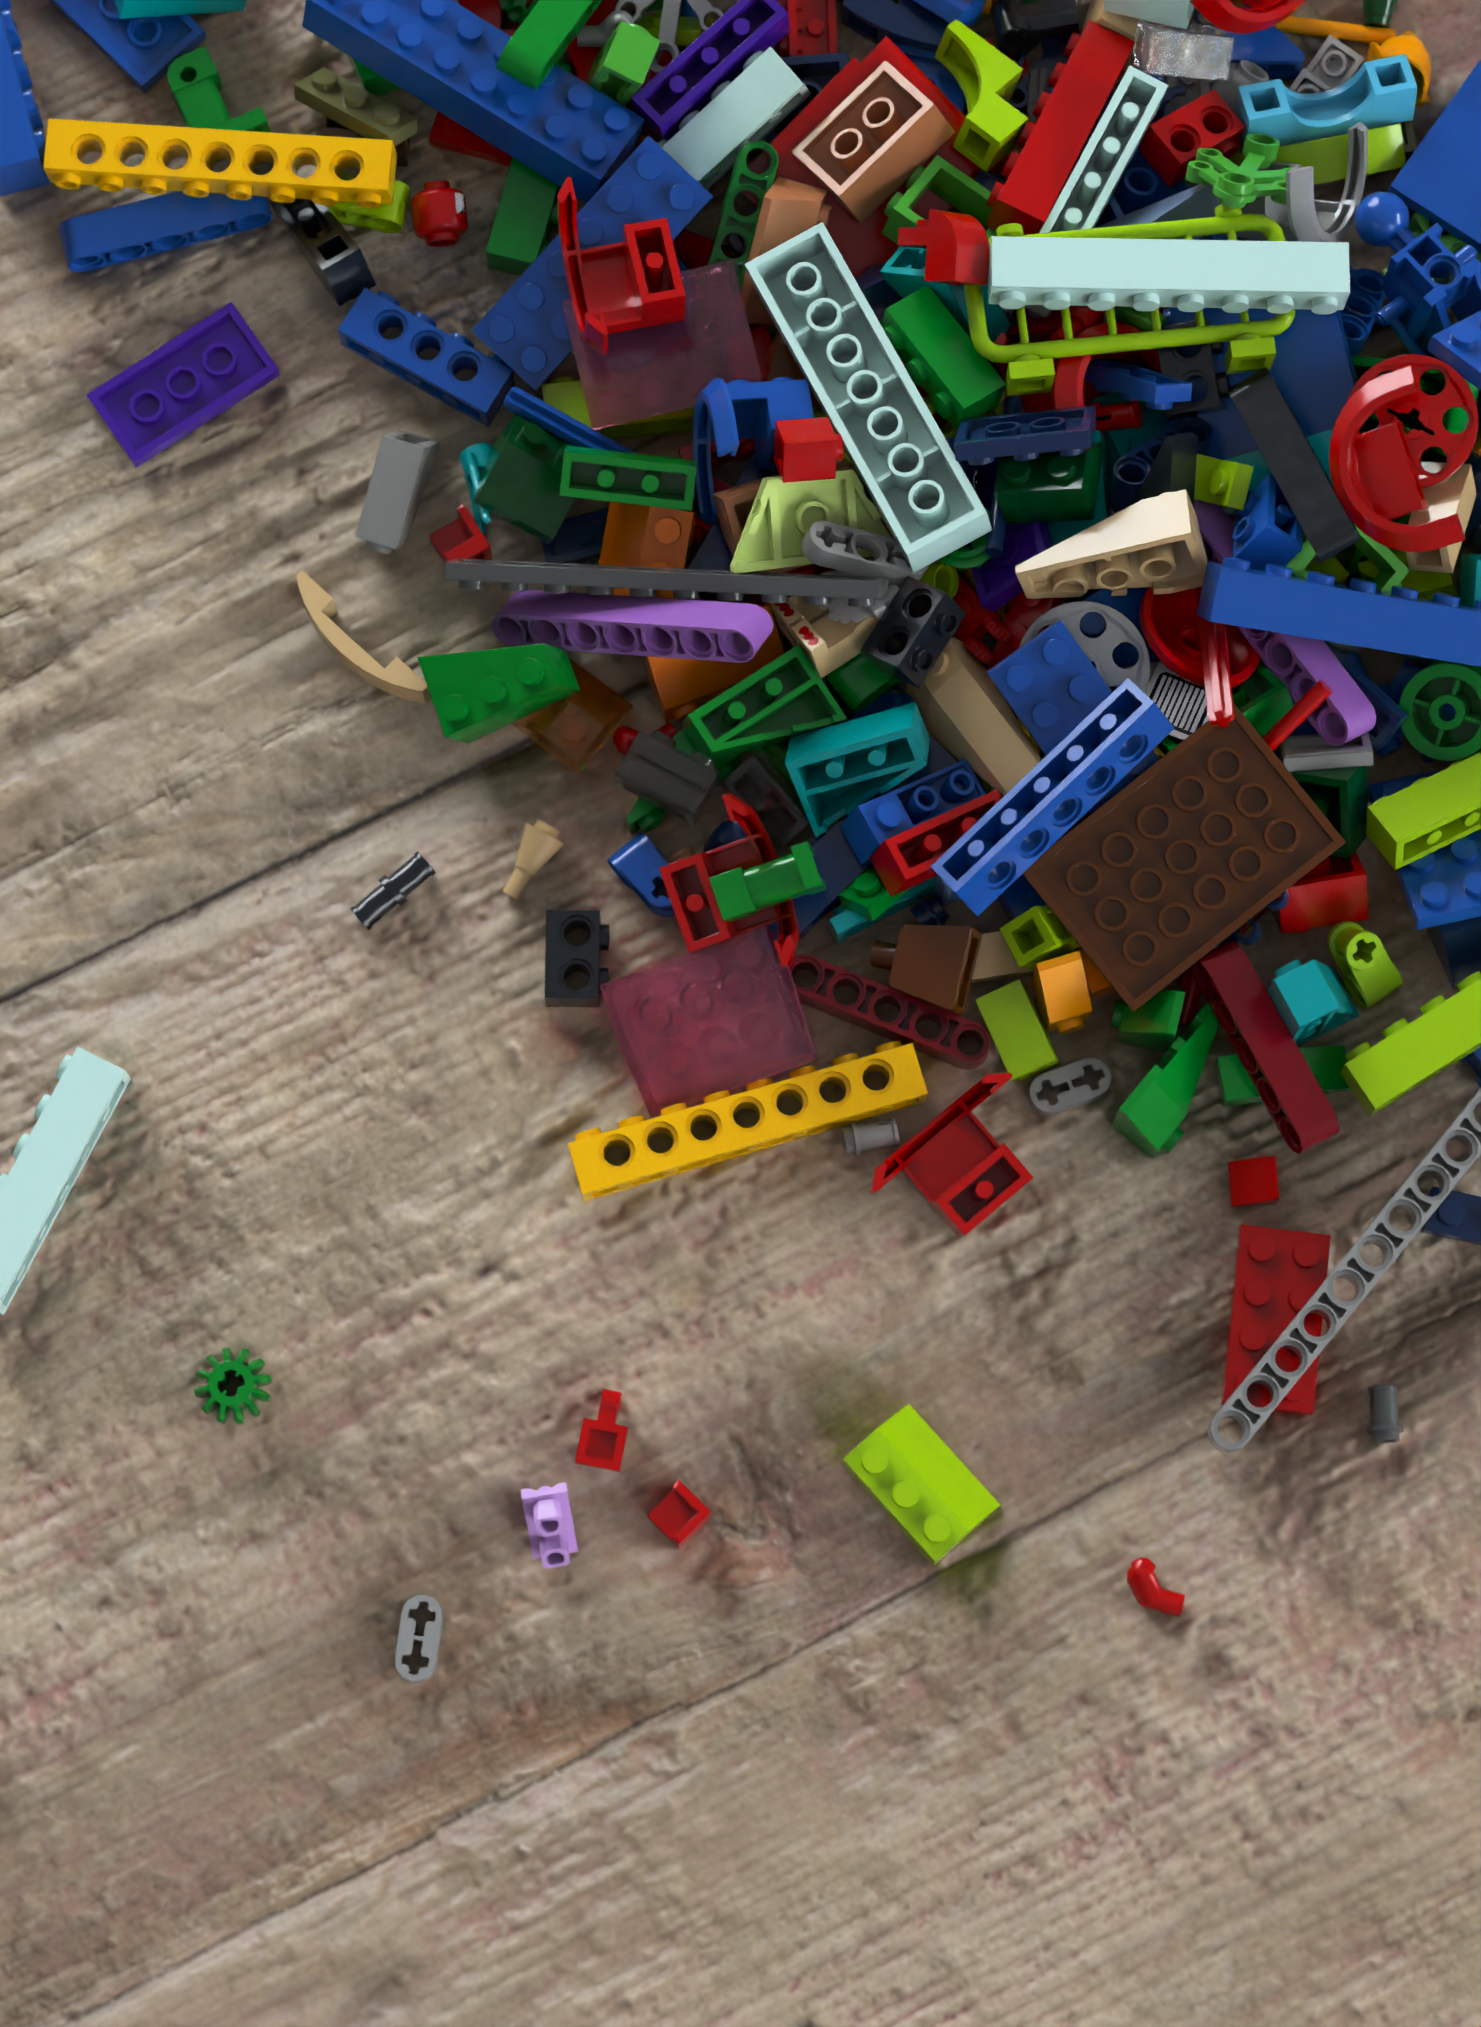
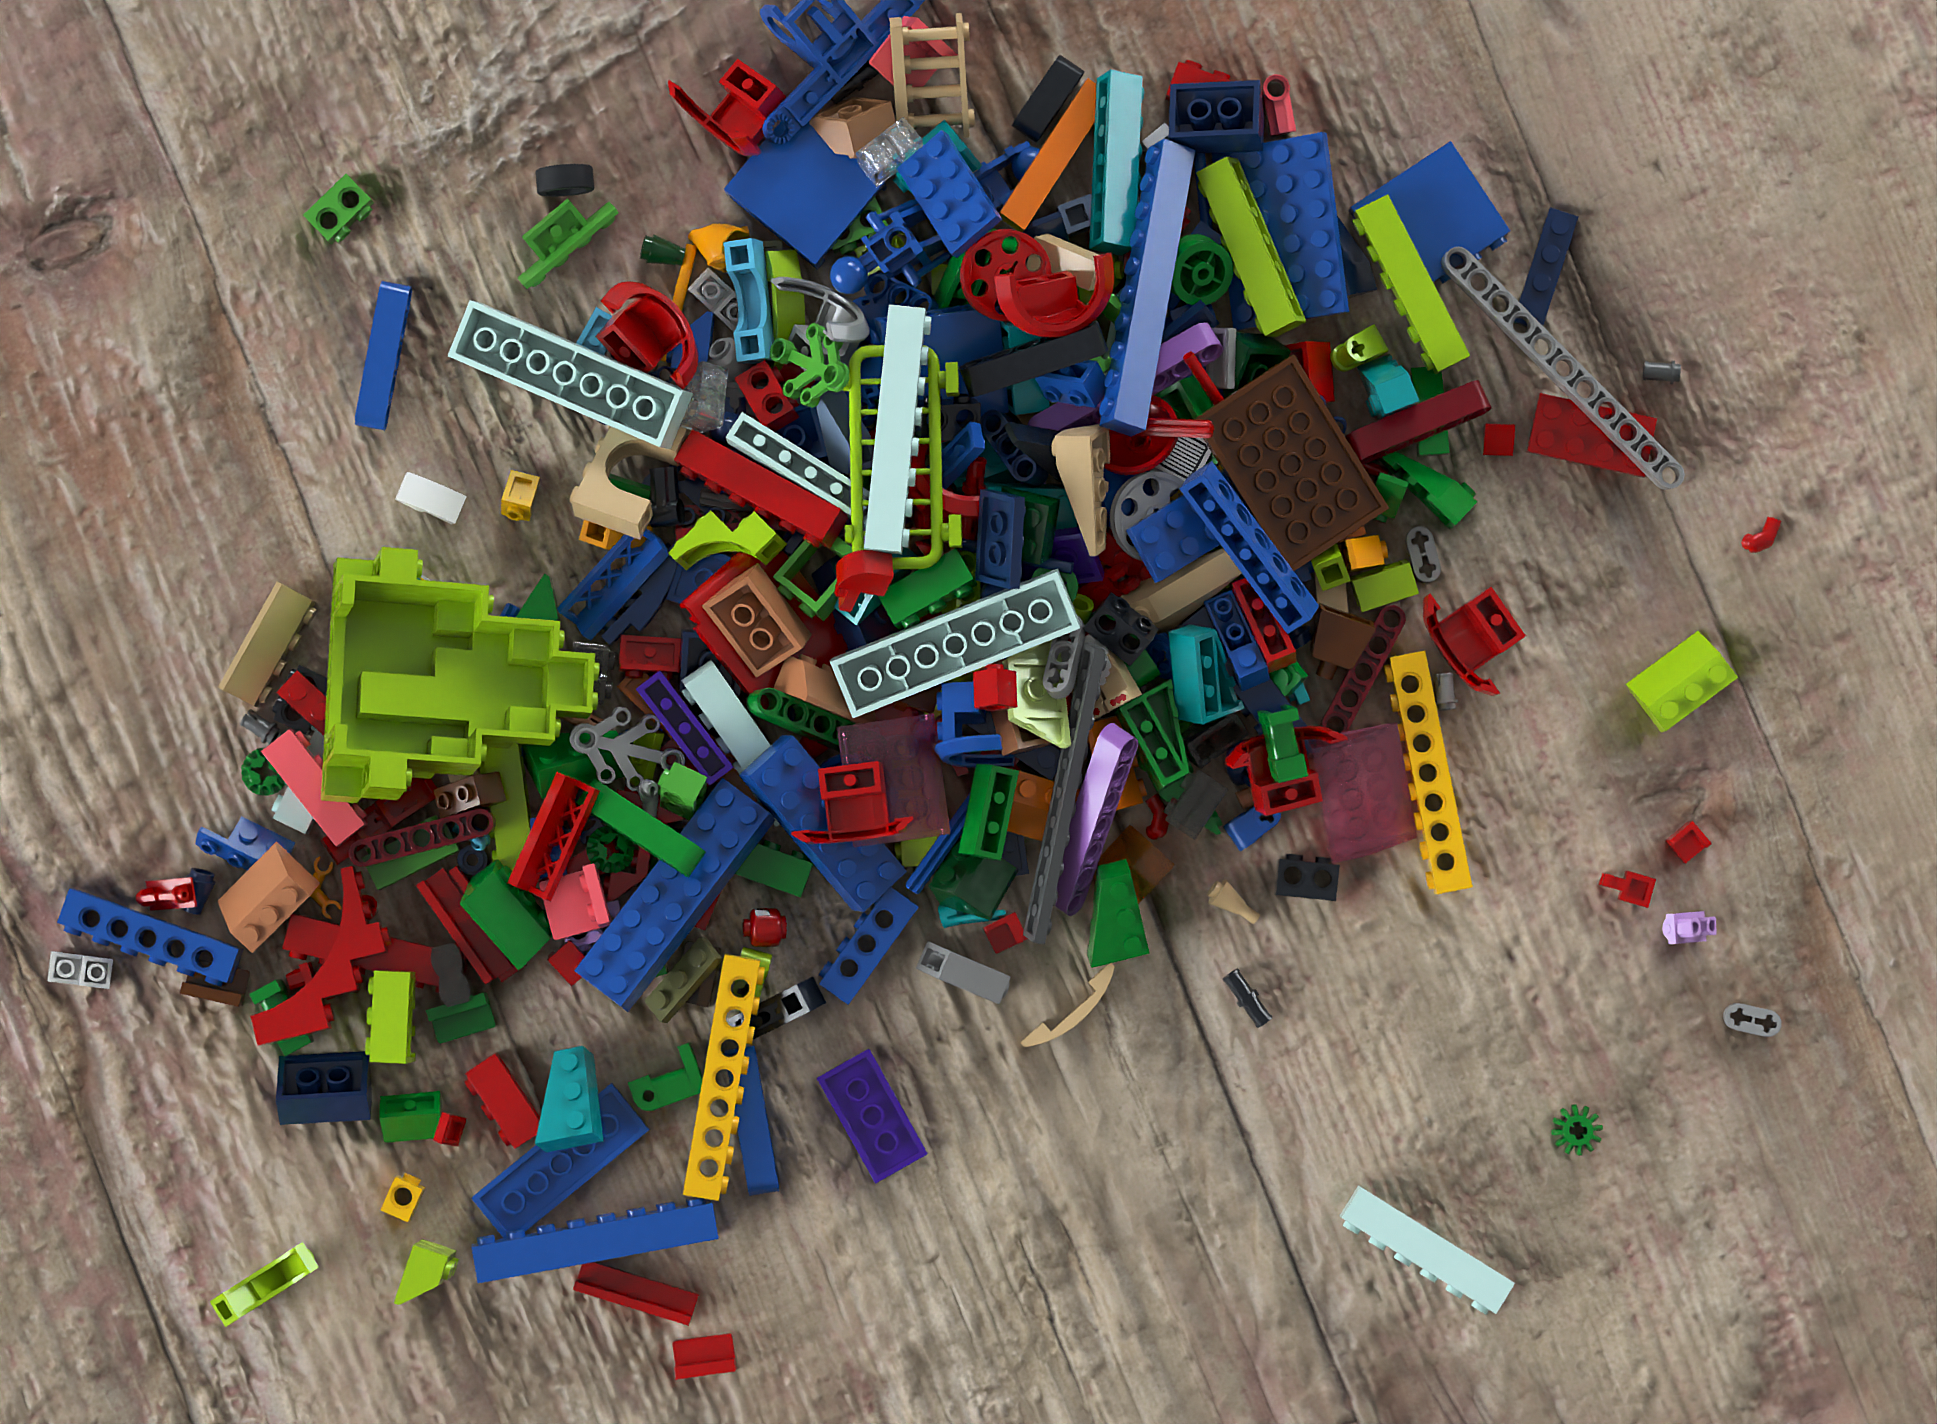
camera: 85 degrees left, 10 degrees up
(1222, 481) = (1034, 407): lime bracket -> none

